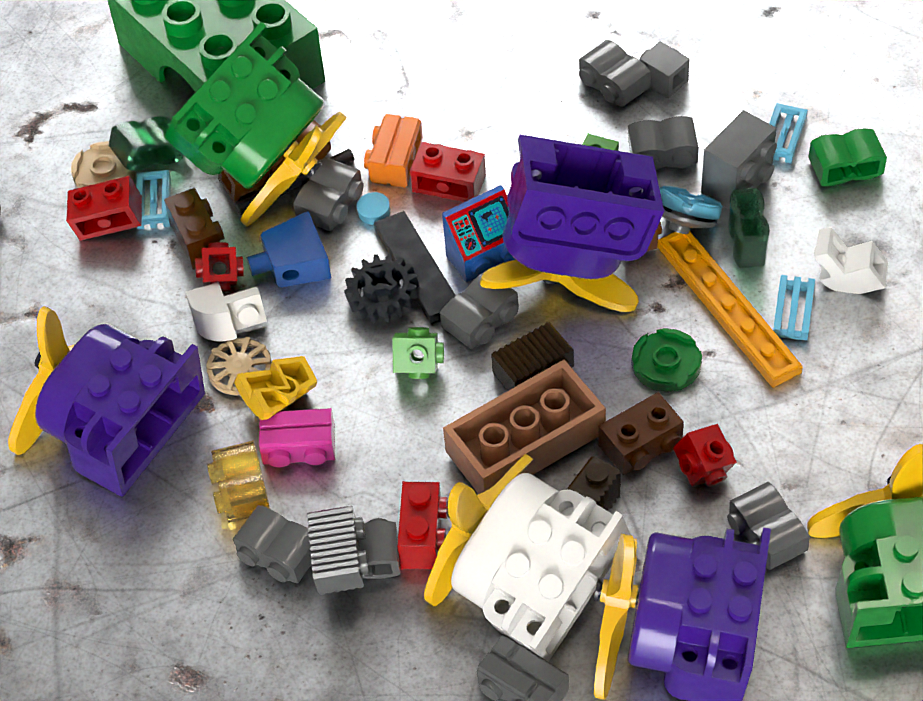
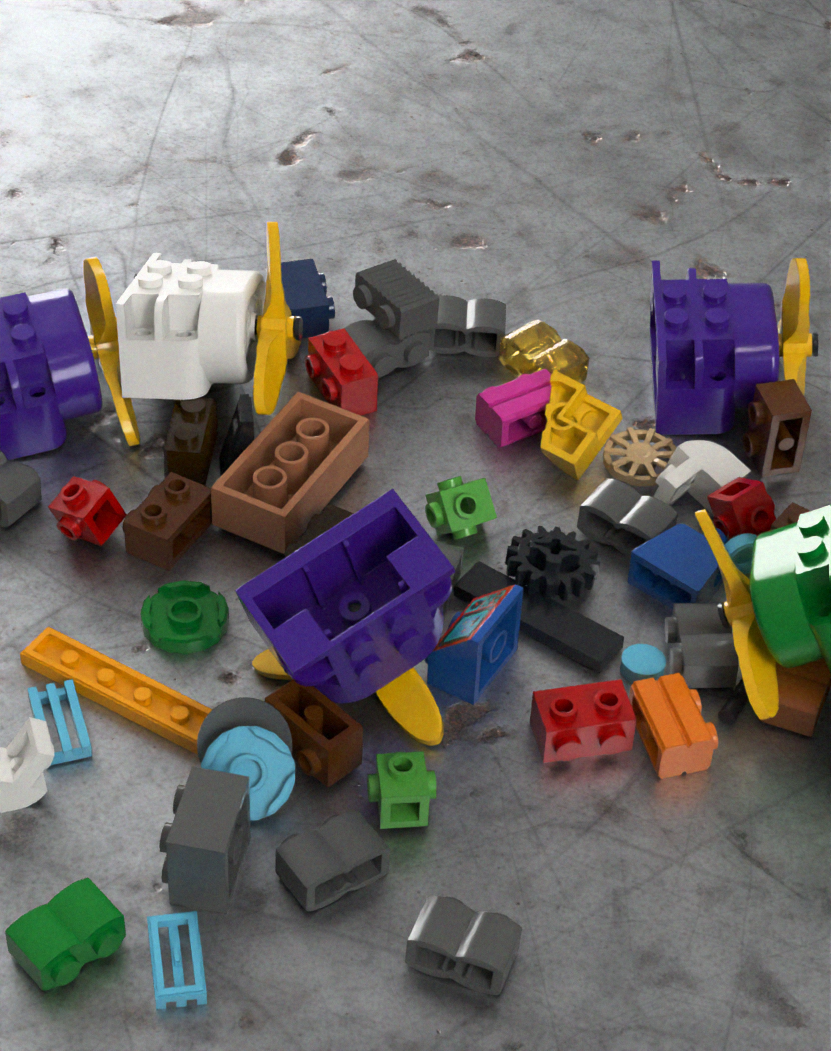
camera: 145 degrees right, 10 degrees down
(133, 310) = (777, 428): none -> reddish brown brick
(244, 245) = (740, 551): none -> medium azure tile
(299, 305) = (622, 517): none -> dark grey brick
(400, 637) = (306, 296): none -> dark blue brick
(552, 463) = (239, 433): none -> black slope
(667, 68) = (397, 977): brick -> none
(748, 228) = (151, 762): clear green brick -> none

